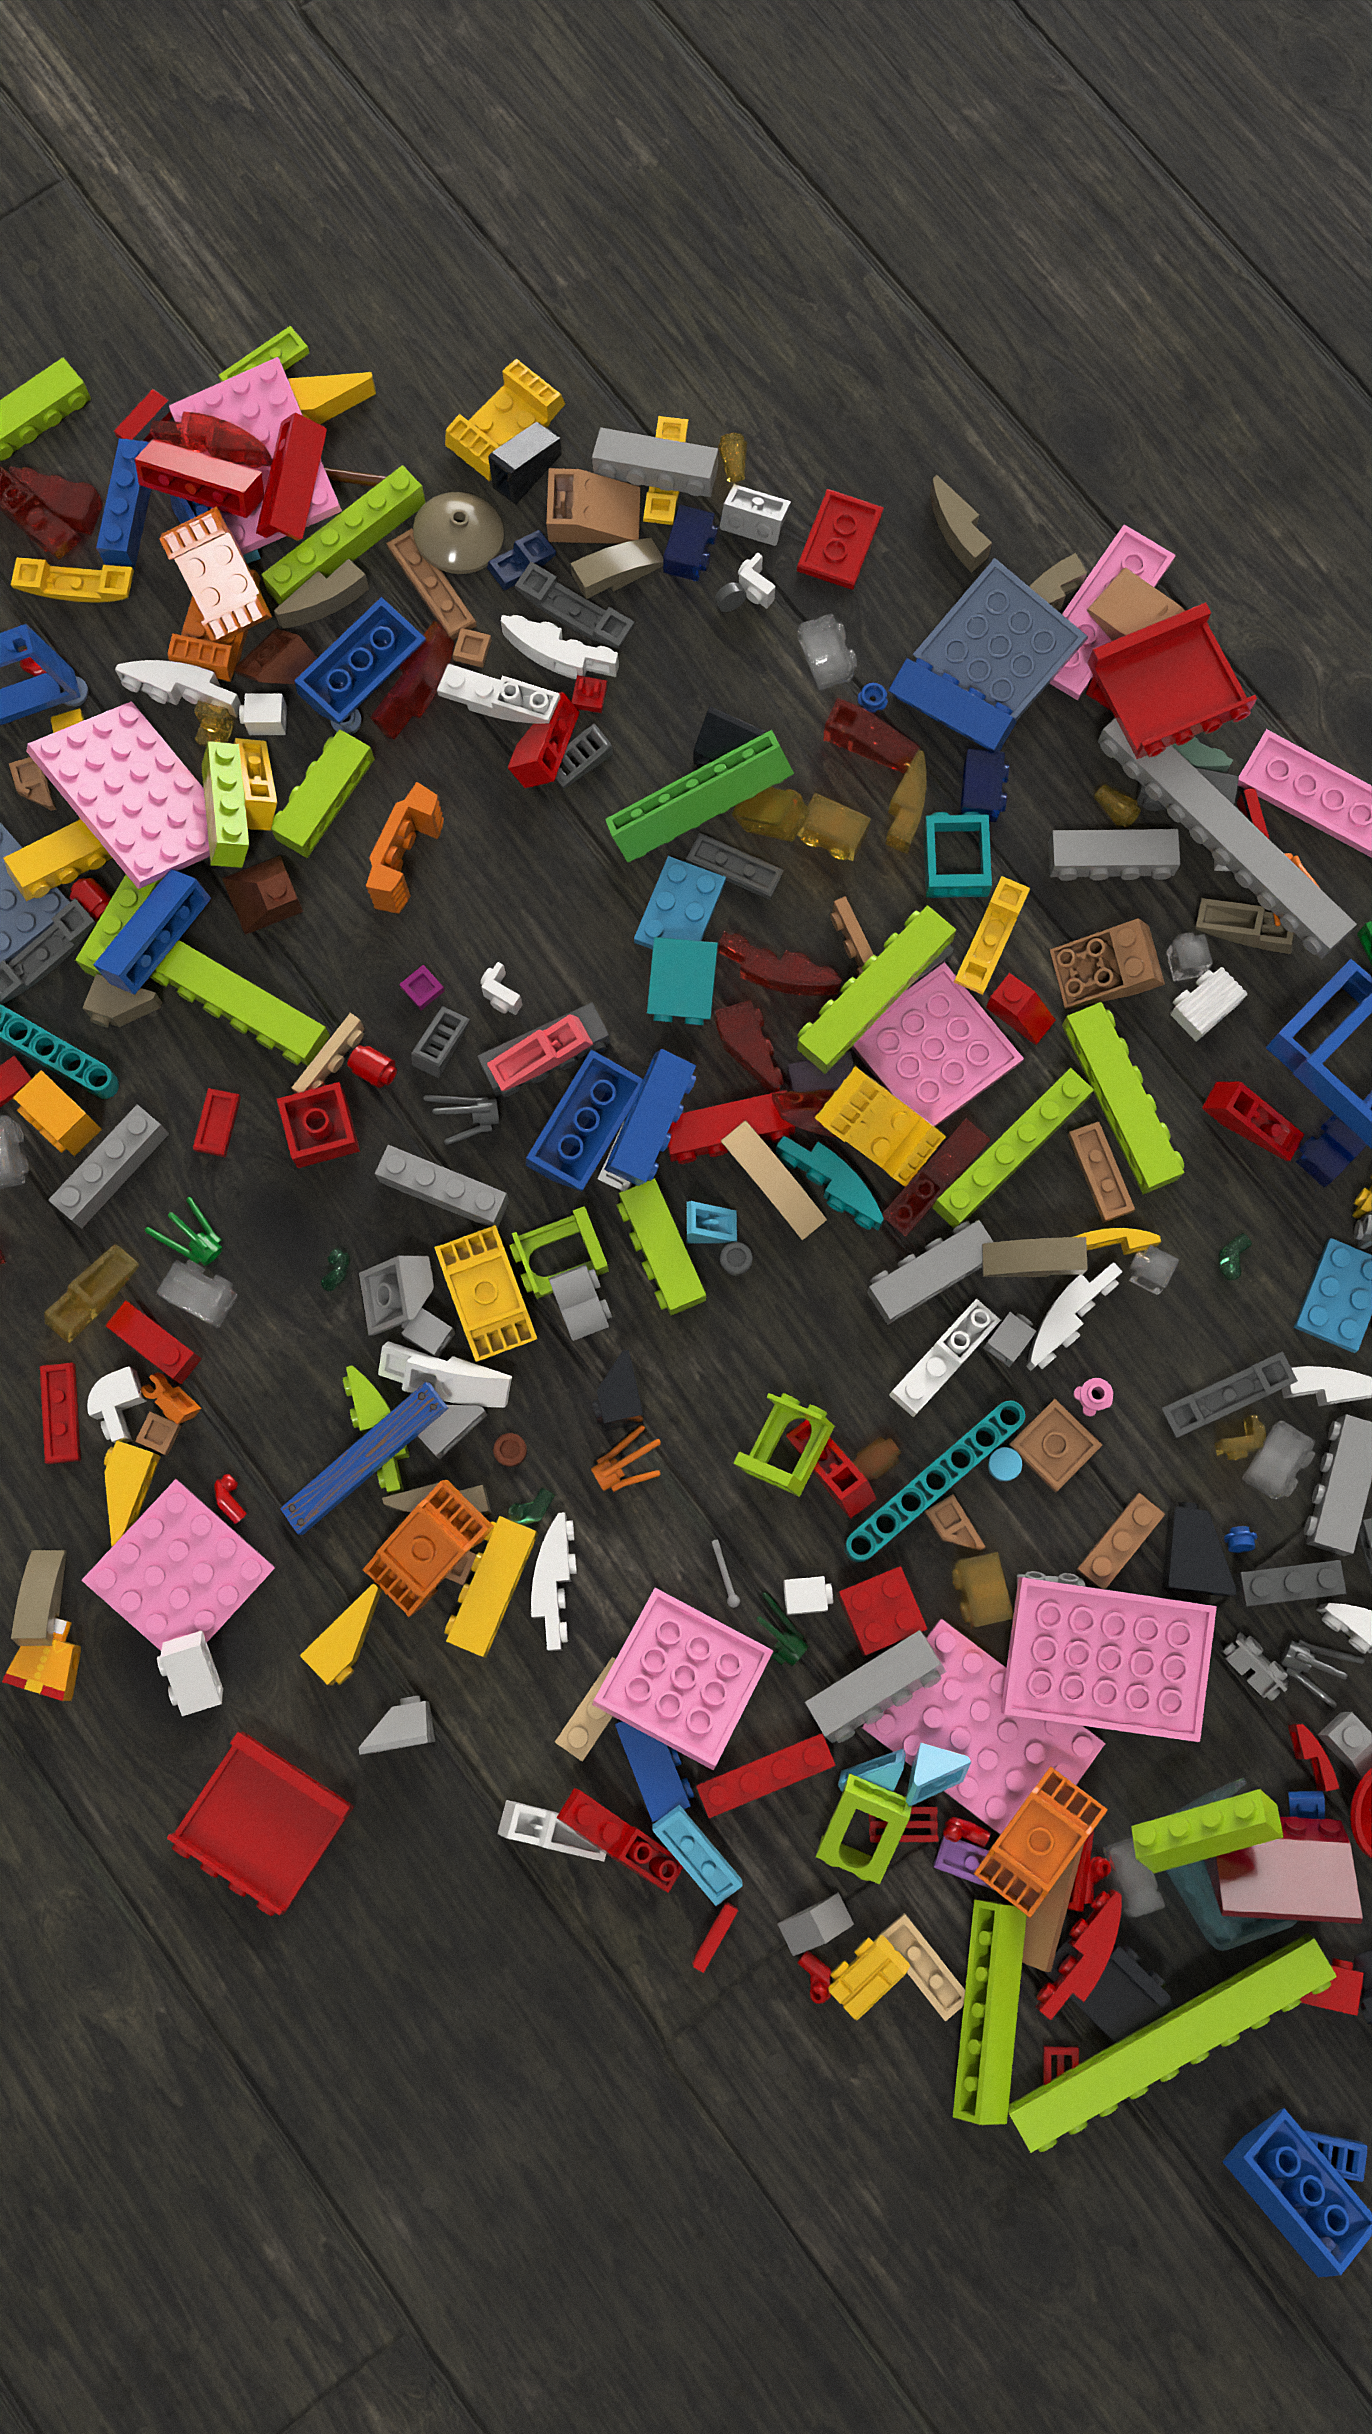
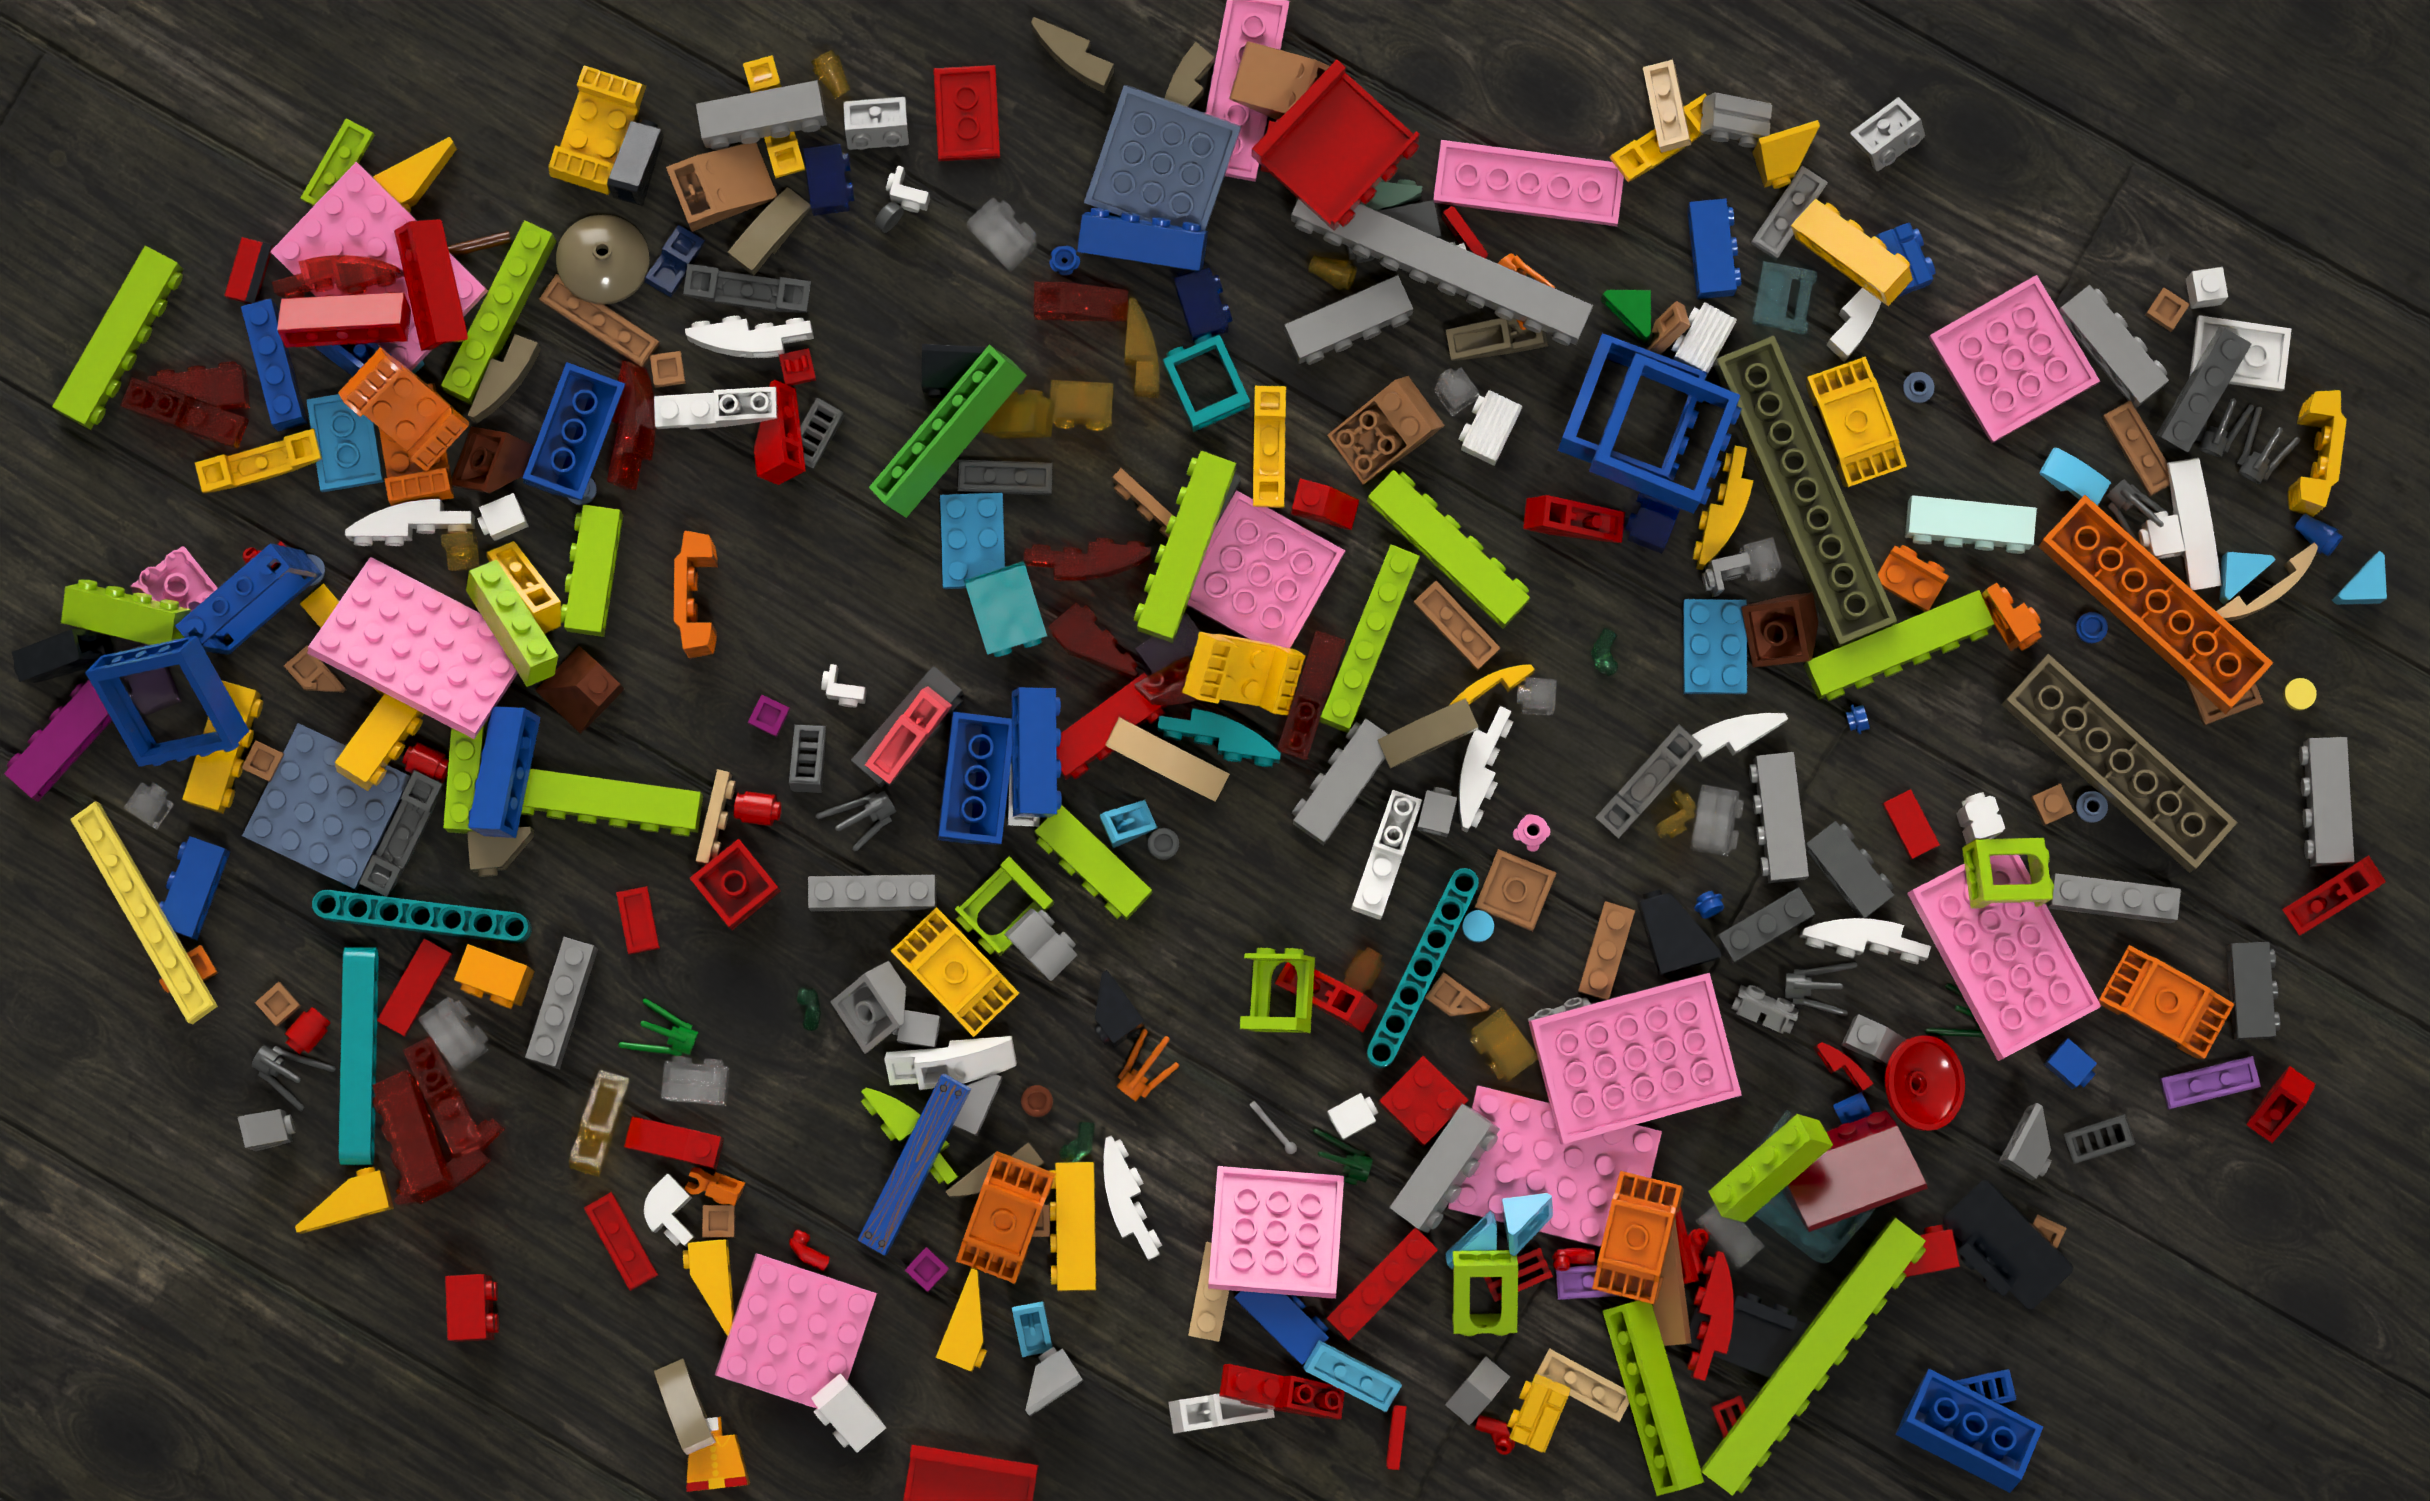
camera: 25 degrees left, 5 degrees up
(155, 597) = (345, 443): none -> dark azure plate
(332, 1566) = (927, 1269): none -> magenta plate
(407, 1668) = (1032, 1328): none -> medium azure slope

